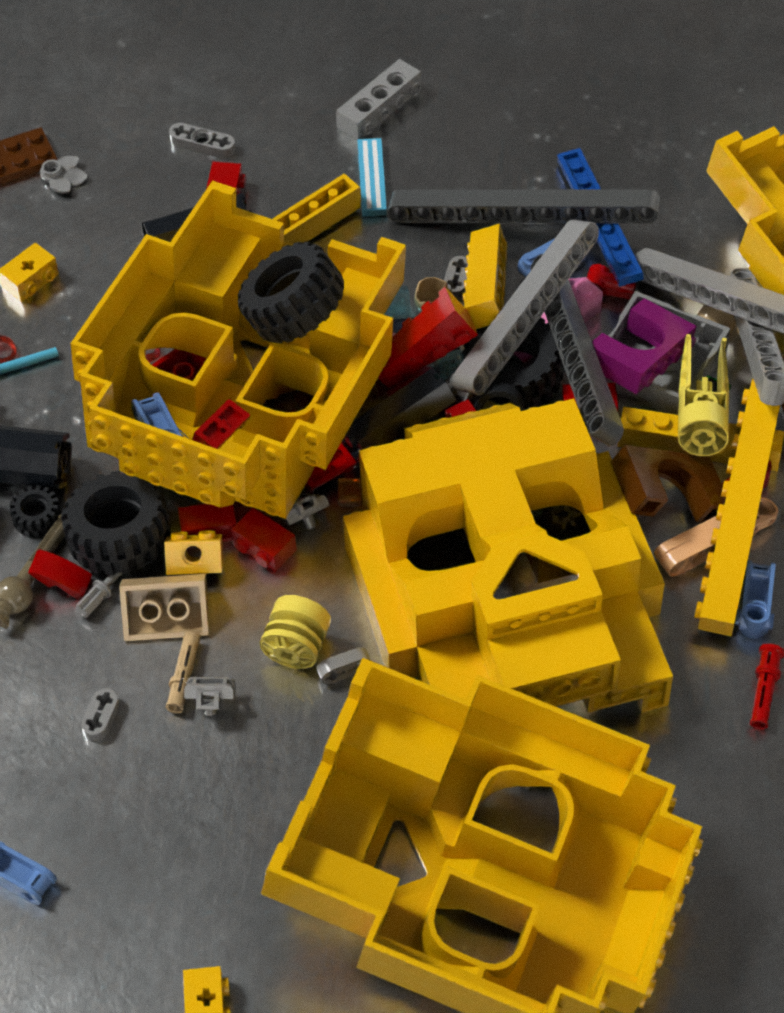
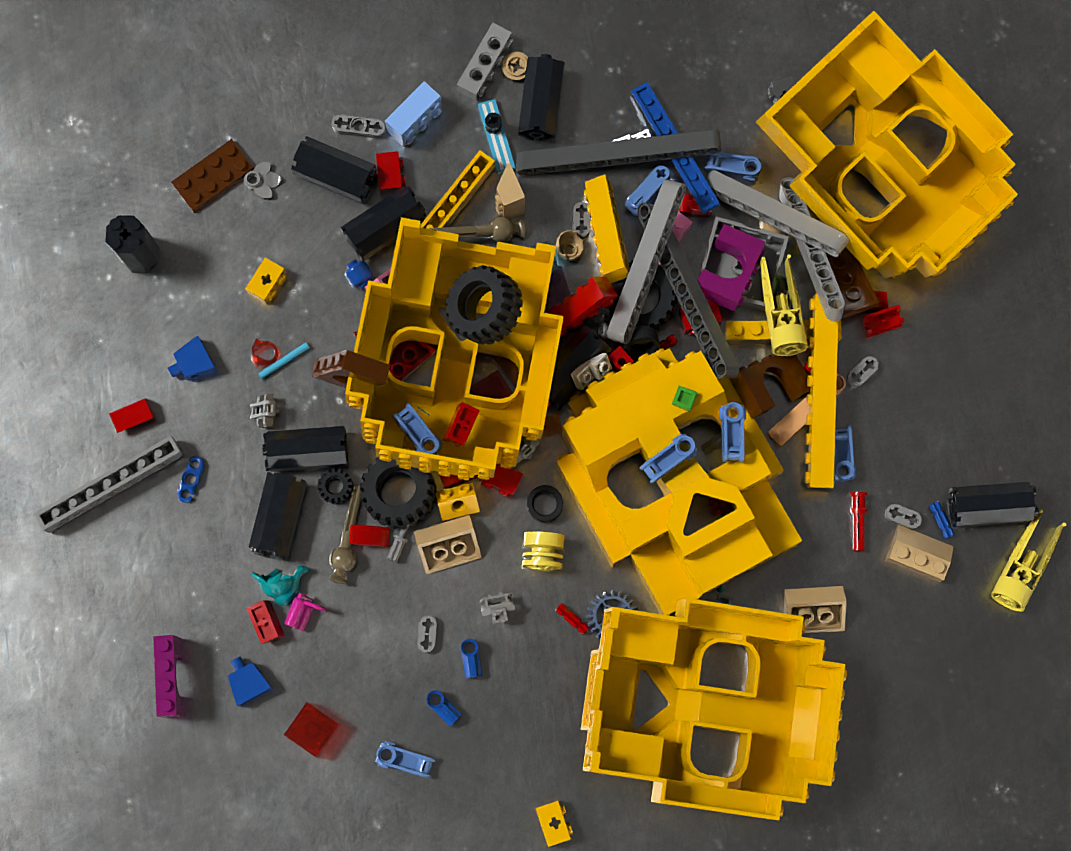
camera: 15 degrees left, 25 degrees up
(90, 810) = (444, 708): none -> blue piece
(94, 310) = (345, 364): none -> reddish brown arch
(151, 754) = (471, 661): none -> blue piece
(154, 168) = (334, 169): none -> black brick
(189, 646) = (473, 591): tan pin -> none
(273, 130) = (414, 114): none -> light blue brick
(311, 730) = (572, 618): none -> red axle
(322, 565) = (545, 489): none -> black tyre
(341, 665) = (579, 564): light grey beam -> none
(366, 216) = (509, 197): none -> tan slope
(370, 155) = (495, 118): none -> black bush
(414, 105) = (511, 59): none -> tan gear
(418, 413) = (593, 368): none -> white slope
(438, 139) = (541, 98): none -> black brick
(497, 507) = (669, 458): none -> medium blue piece
(536, 446) = (684, 398): none -> bright green tile
(596, 490) = (732, 432): none -> medium blue piece
(675, 245) = (734, 165): none -> medium blue piece
(697, 785) = (821, 606): none -> tan slope

